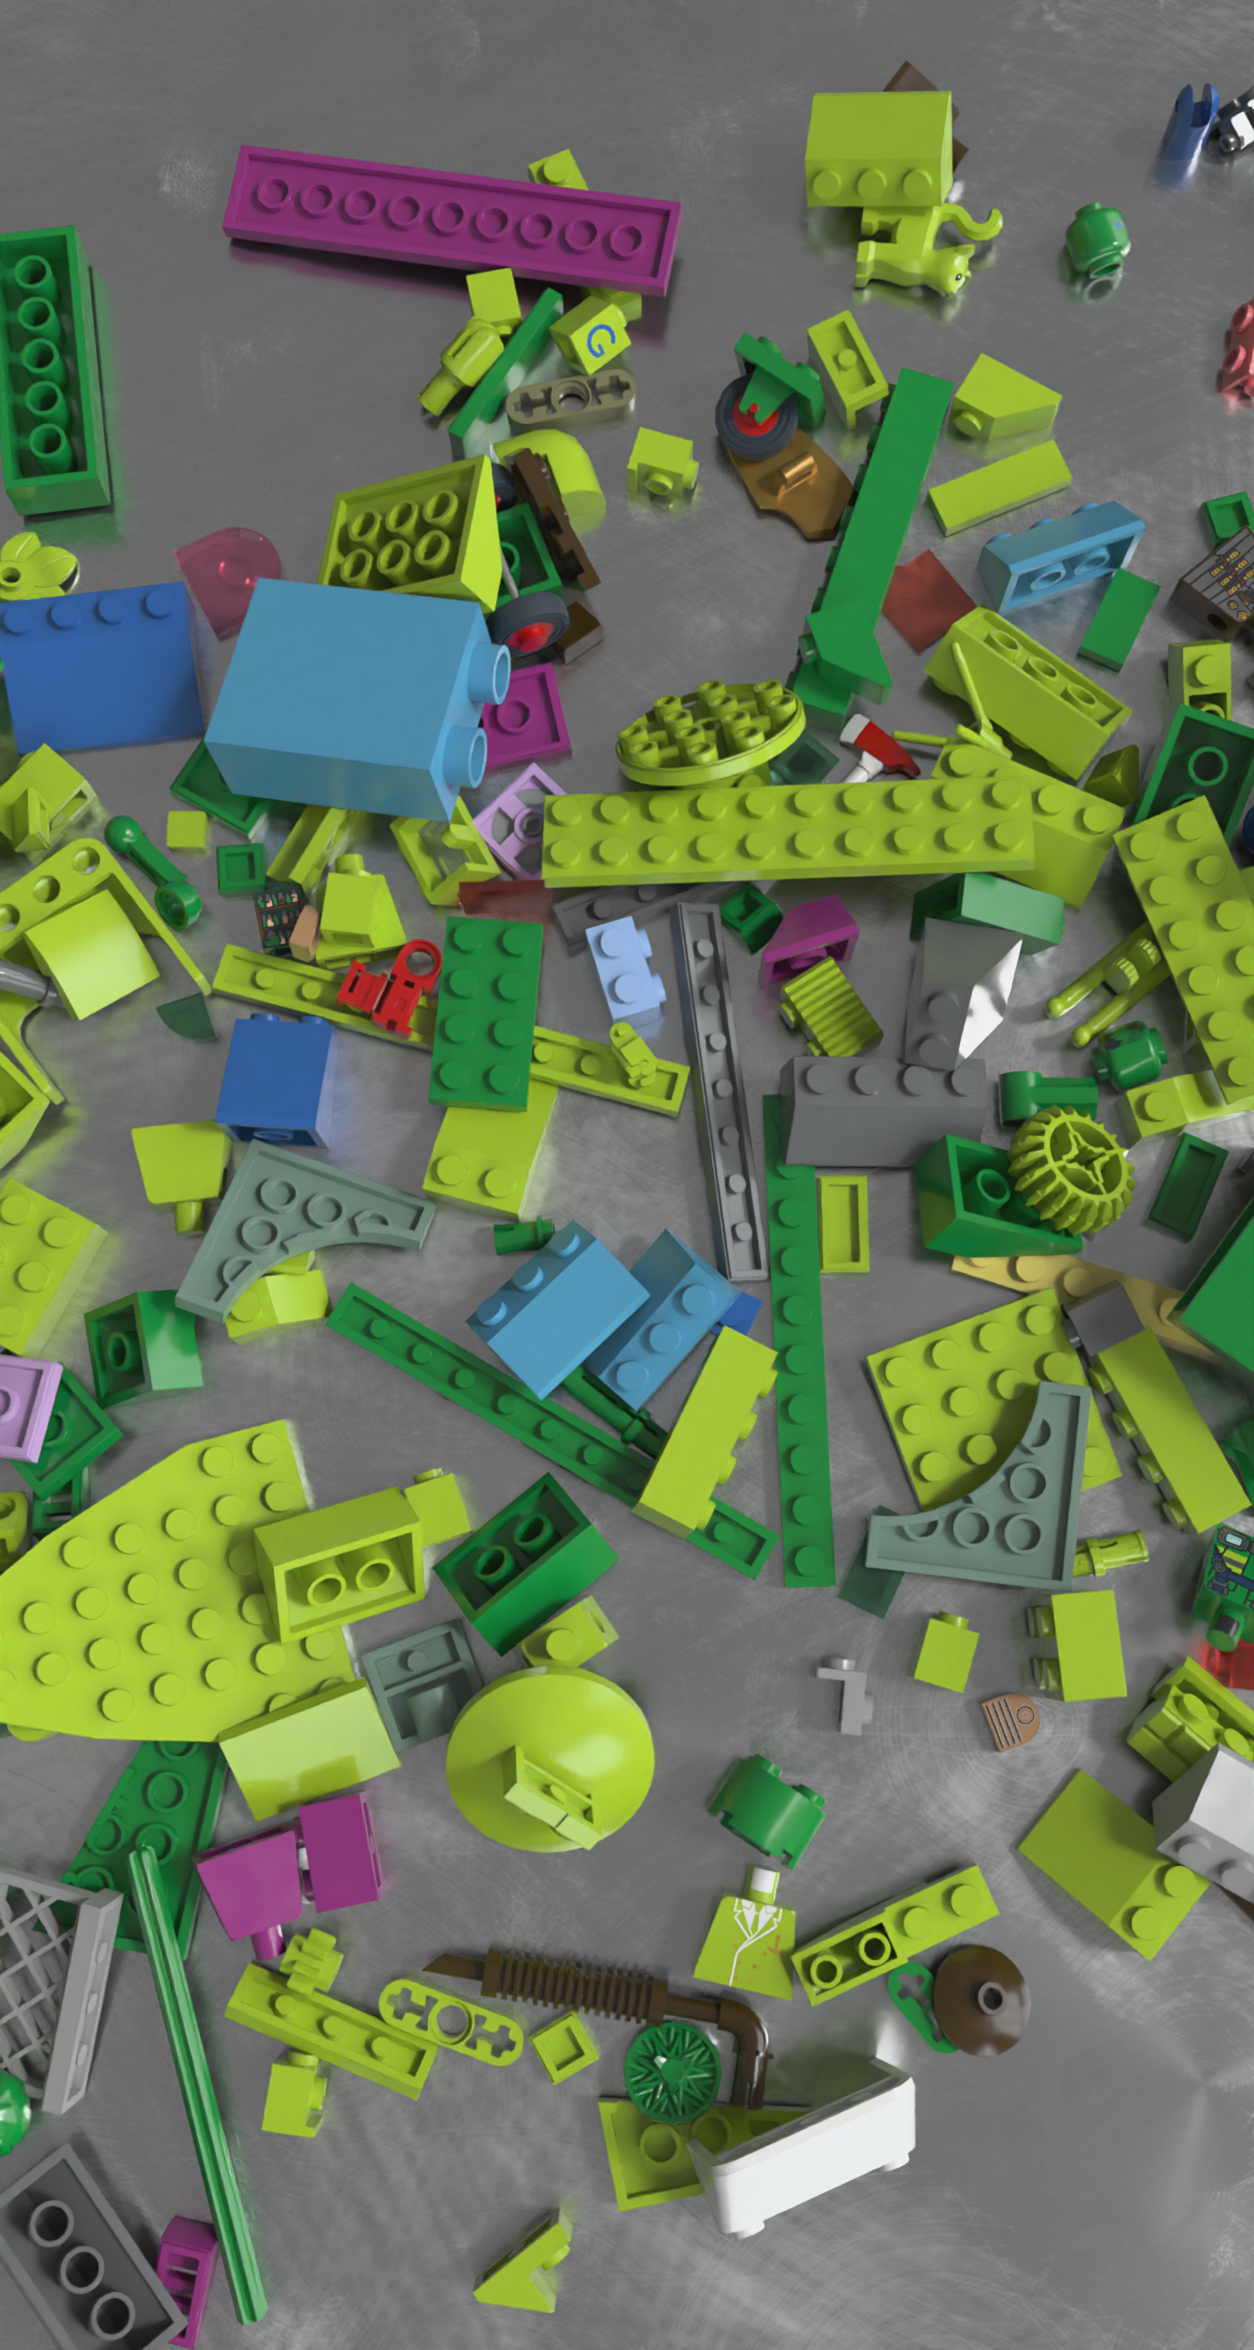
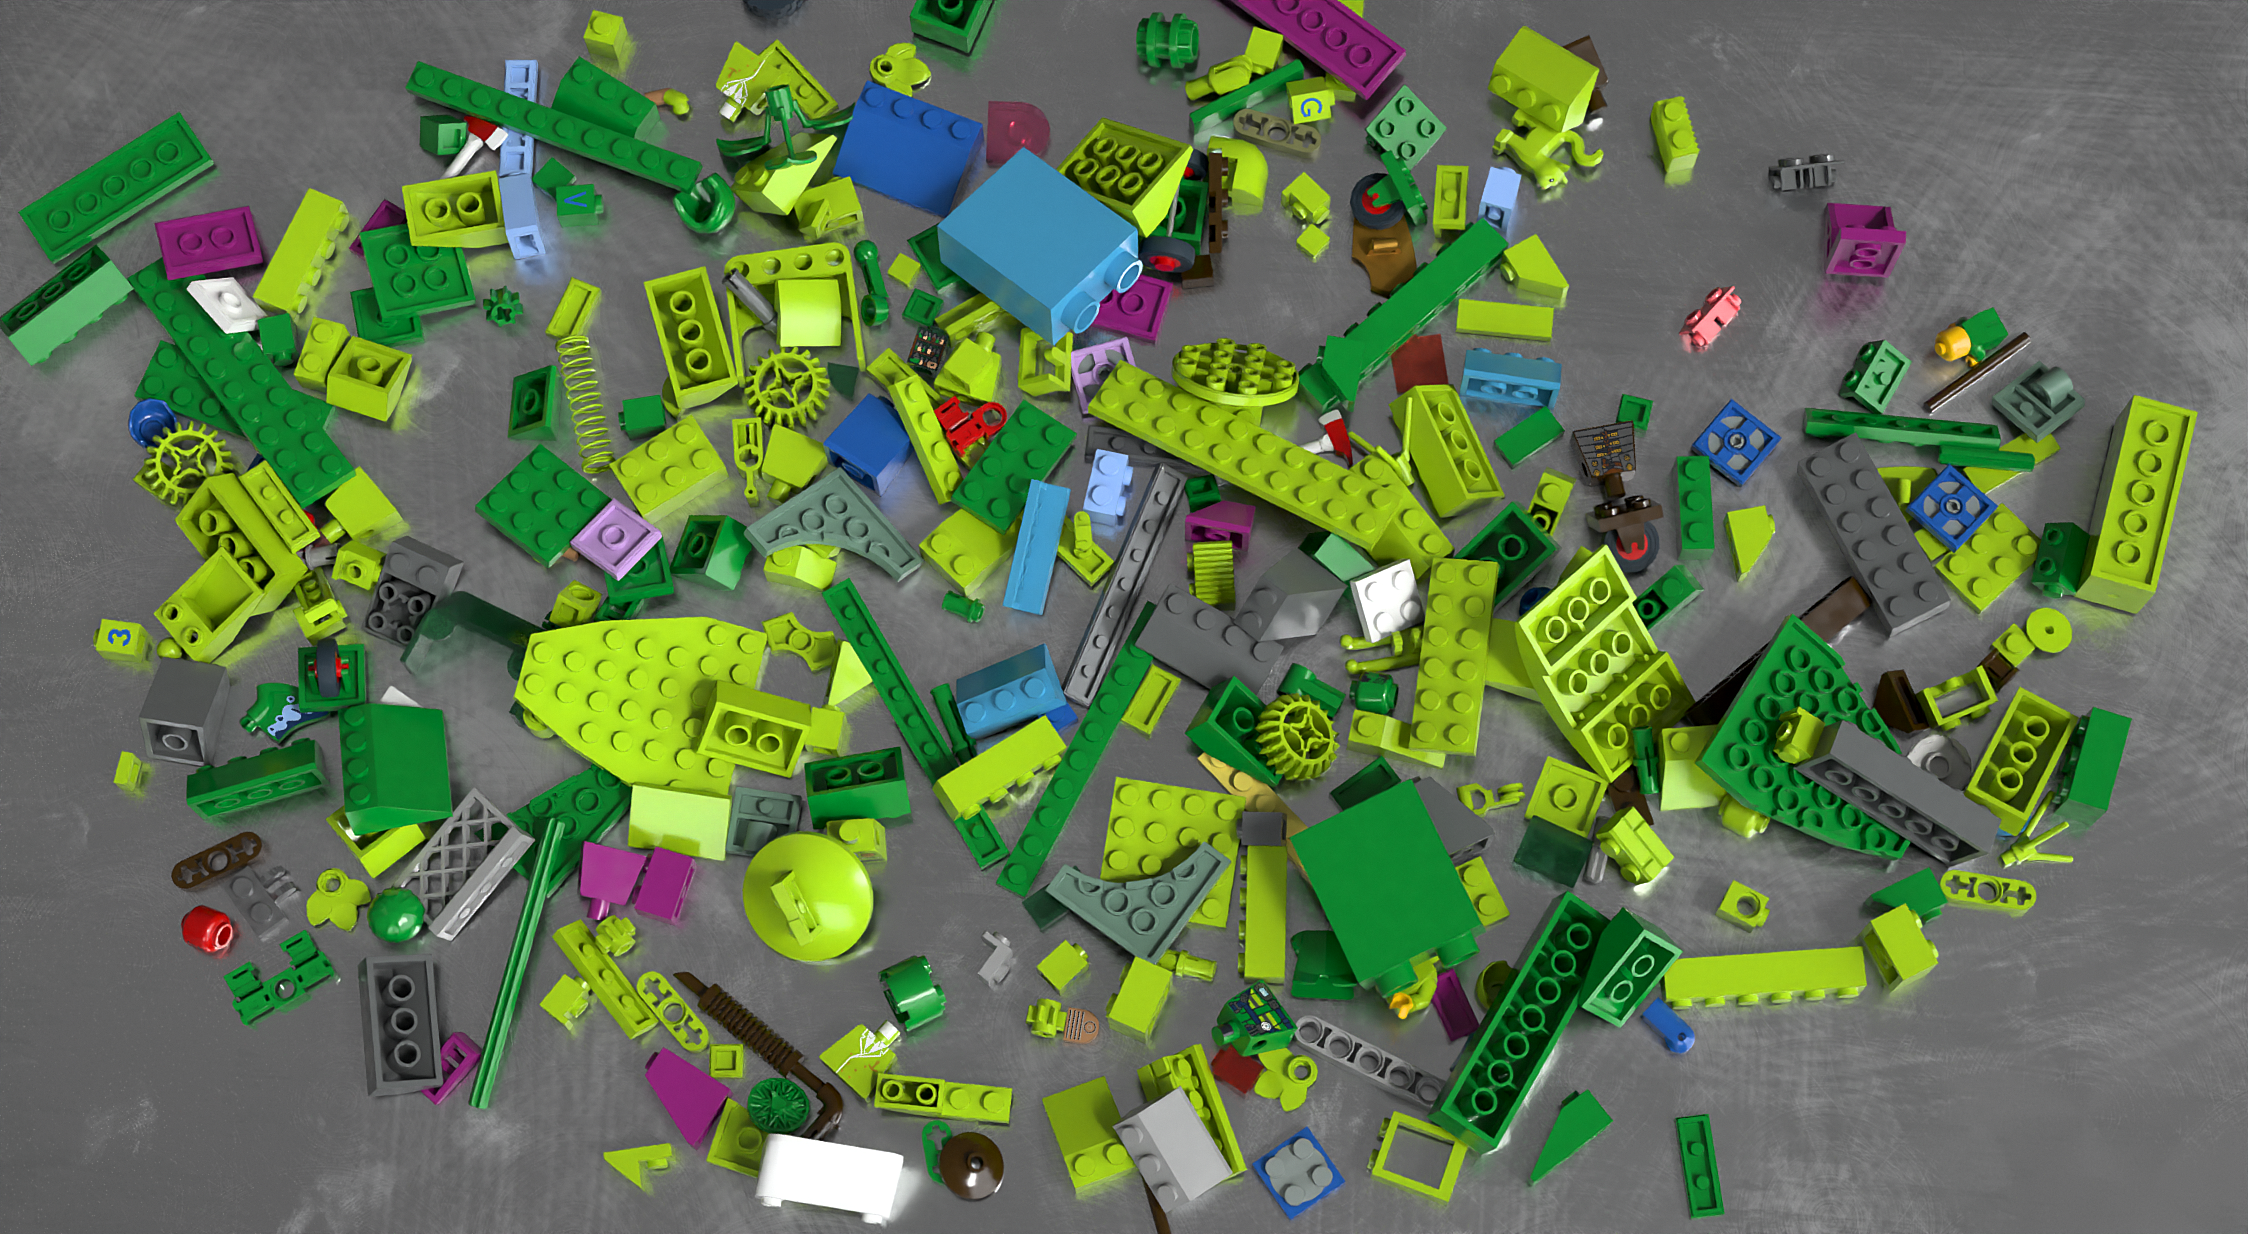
camera: 30 degrees right, 5 degrees down
(110, 1188) = (745, 451): none -> lime piece
(111, 1086) = (797, 381): none -> lime gear
(306, 934) = (934, 366): medium nougat tile -> none
(349, 1036) = (927, 437): none -> lime plate
(357, 1402) = (789, 636): none -> lime tile
(363, 351) = (1167, 40): none -> green piece
(422, 1418) = (846, 674): none -> slope
(504, 897) = (1062, 405): clear red piece -> none
(537, 2131) = (687, 1094): none -> magenta slope
(557, 1309) = (956, 653): dark azure slope -> none
(581, 1104) = (1036, 547): none -> dark azure fence
(697, 515) = (1312, 241): none -> lime piece
(726, 305) = (1405, 127): none -> hinge
(804, 761) = (1283, 419): clear green brick -> none
(909, 329) = (1499, 197): none -> light blue brick
(963, 1738) = (1046, 1018): none -> lime gear
(1073, 143) = (1674, 134): none -> lime brick
(1078, 924) = (1387, 600): none -> white plate
(1098, 240) = (1654, 201): green head -> none
(1116, 777) = (1464, 528): lime slope -> none
(1190, 123) = (1754, 160): blue piece -> none

